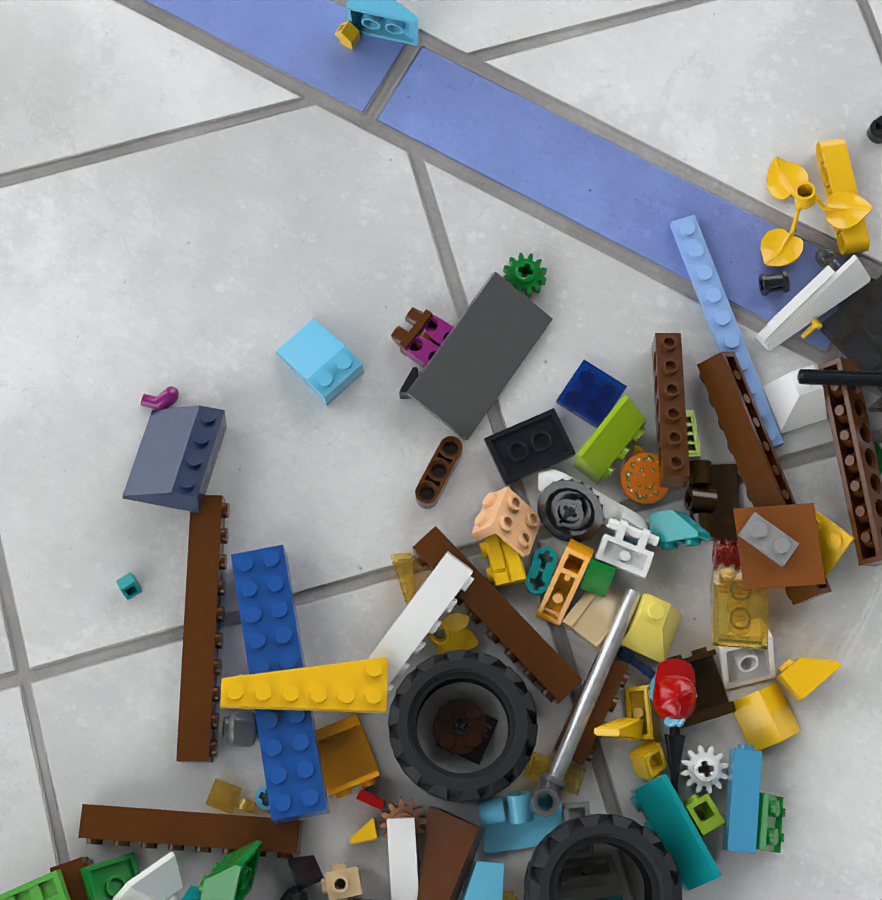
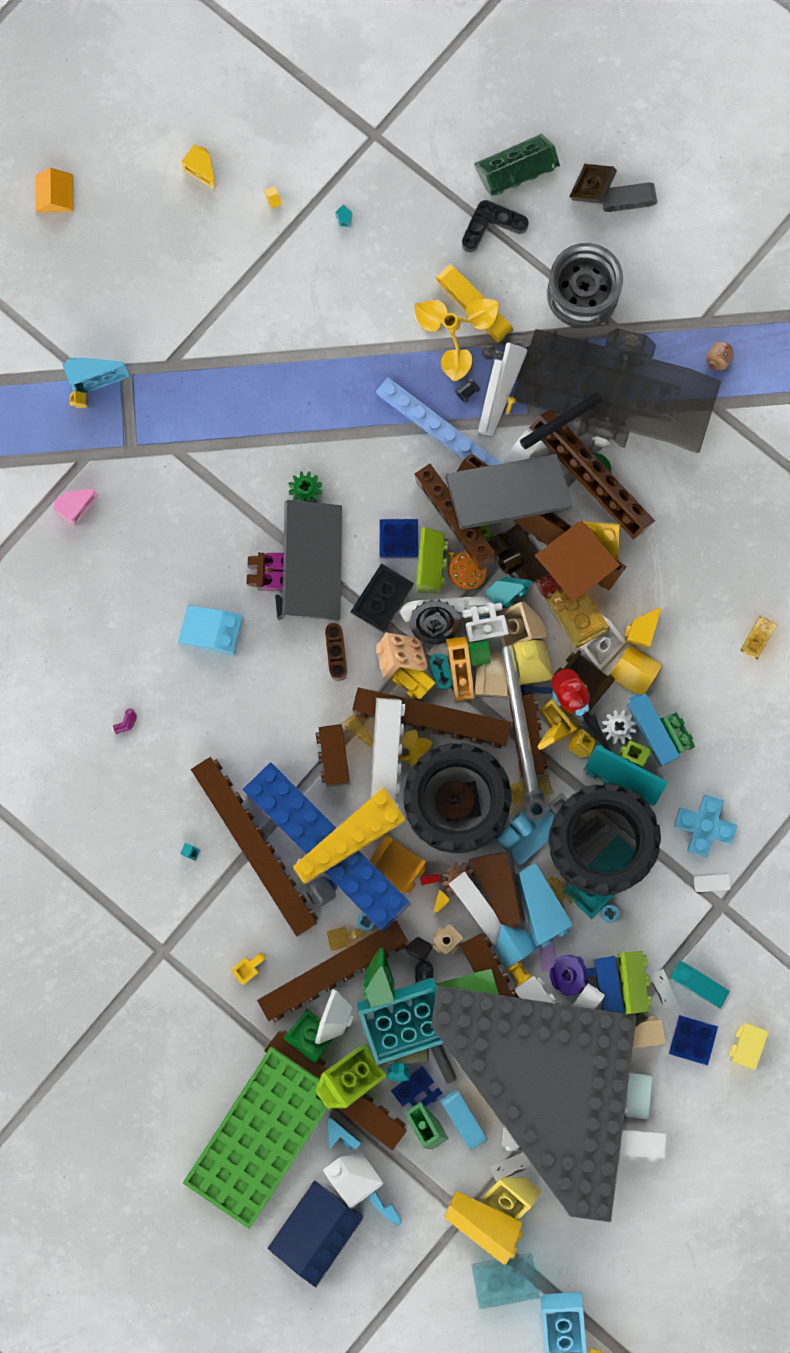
camera: 30 degrees left, 5 degrees up
(98, 760) = (246, 969): none -> yellow plate
(177, 457) = (164, 751): slope -> none
(268, 137) = (74, 504): none -> bright pink slope
(357, 584) = (333, 755): none -> reddish brown brick
(667, 578) = (522, 625): none -> tan slope
(749, 418) = (508, 491): none -> dark grey tile
(758, 21) = (344, 216): none -> teal piece
(768, 539) = (568, 560): light grey plate -> none

